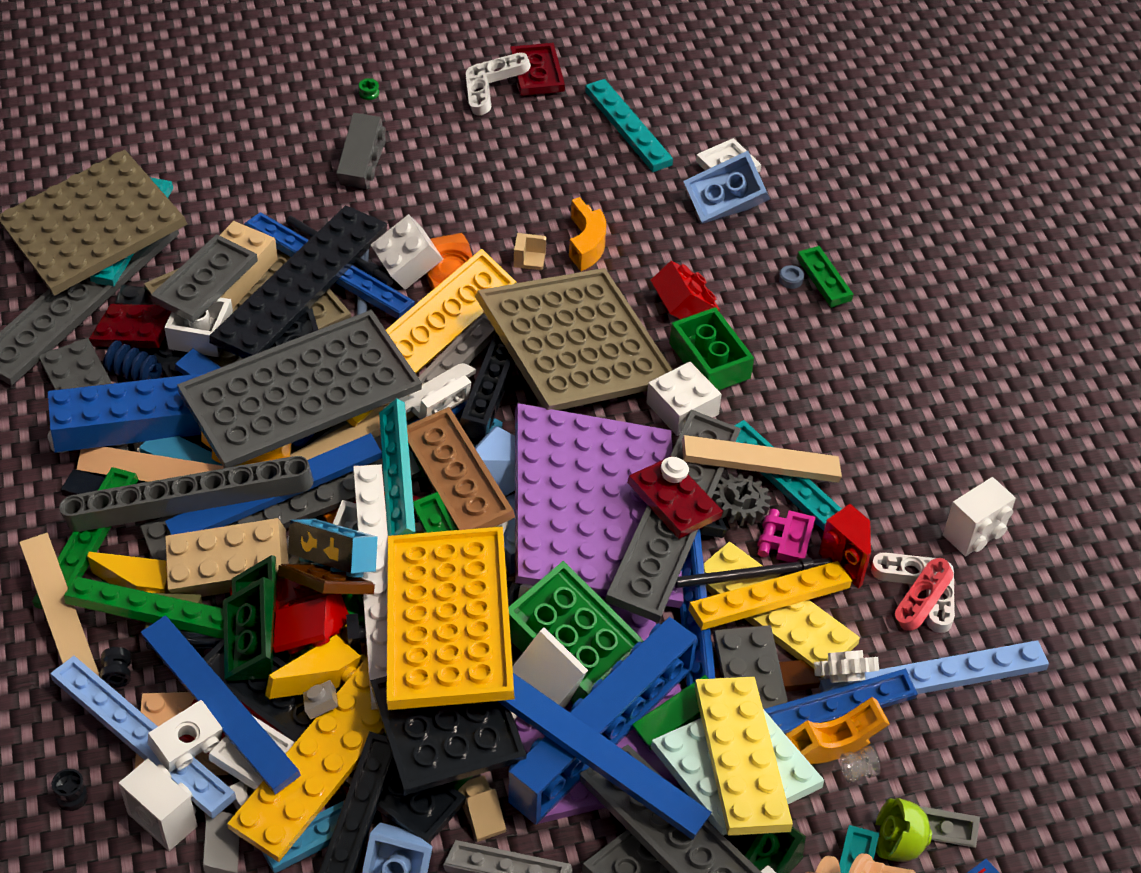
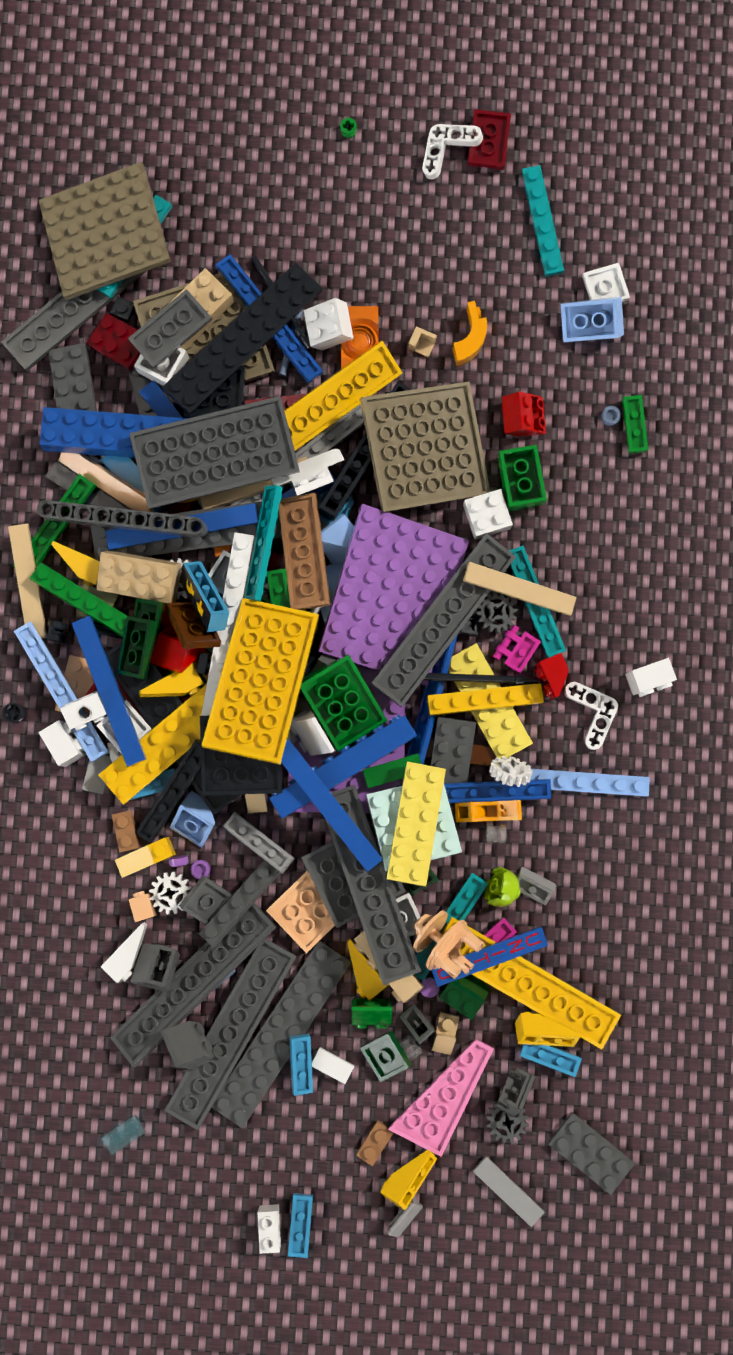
camera: 20 degrees right, 35 degrees up
(131, 363) = (109, 379): dark blue piece -> none
(320, 699) = (171, 707): light grey plate -> none
(361, 151) = (322, 205): dark grey wedge -> none
(674, 469) = (449, 596): white plate -> none
(679, 505) = (445, 612): dark red plate -> none
(924, 582) = (596, 725): coral beam -> none

